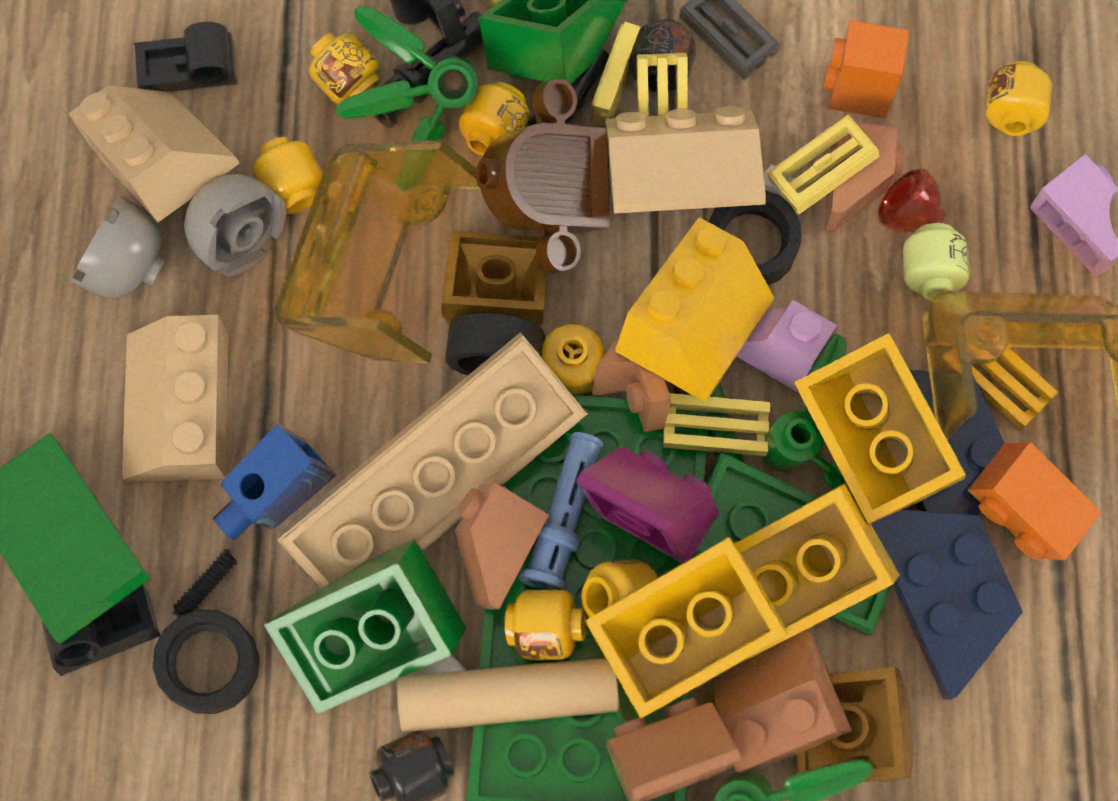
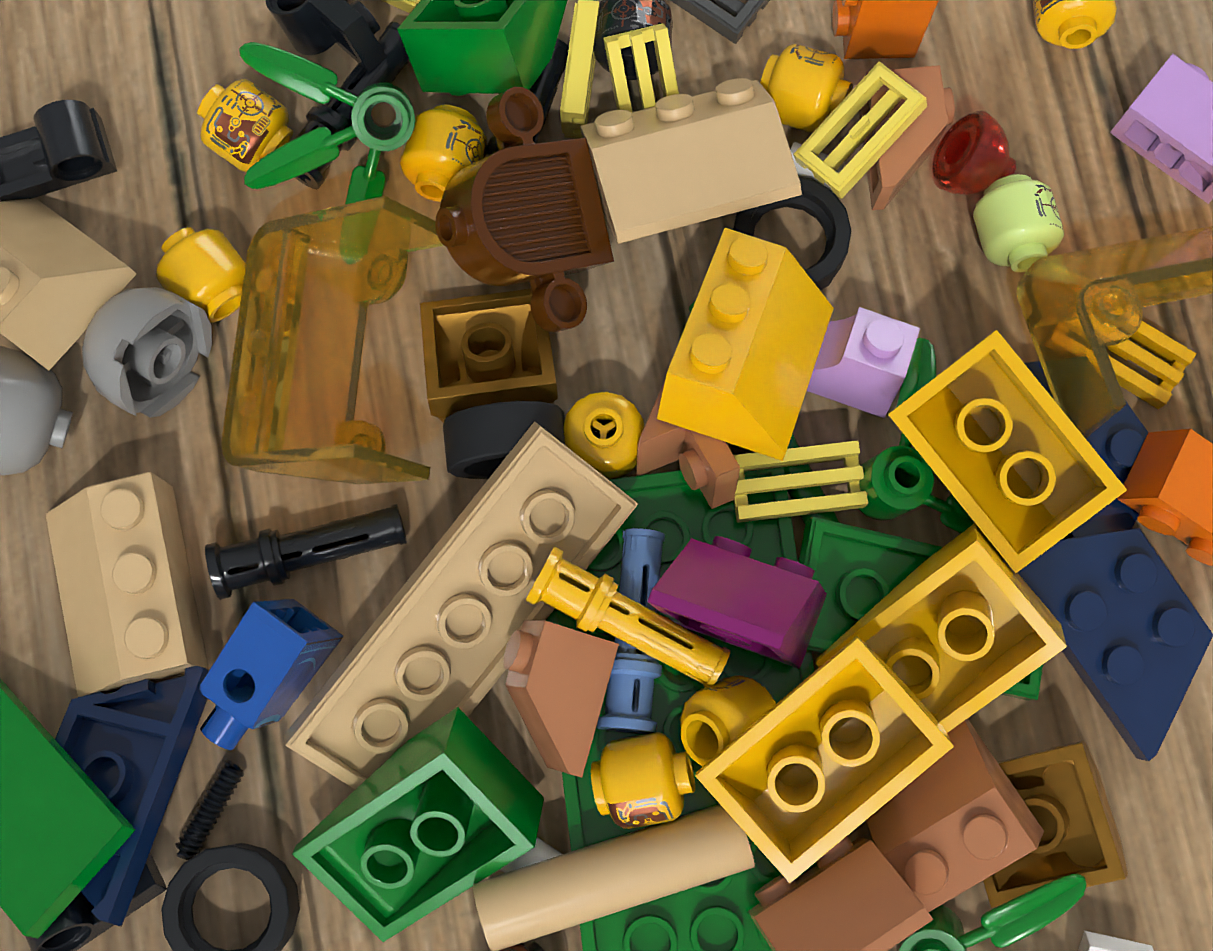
camera: 10 degrees left, 5 degrees up
(159, 524) = (133, 753): none -> dark blue wing
(295, 408) = (276, 555): none -> black pin
(538, 481) = (598, 604): none -> yellow pin
(788, 122) = (805, 85): none -> yellow head

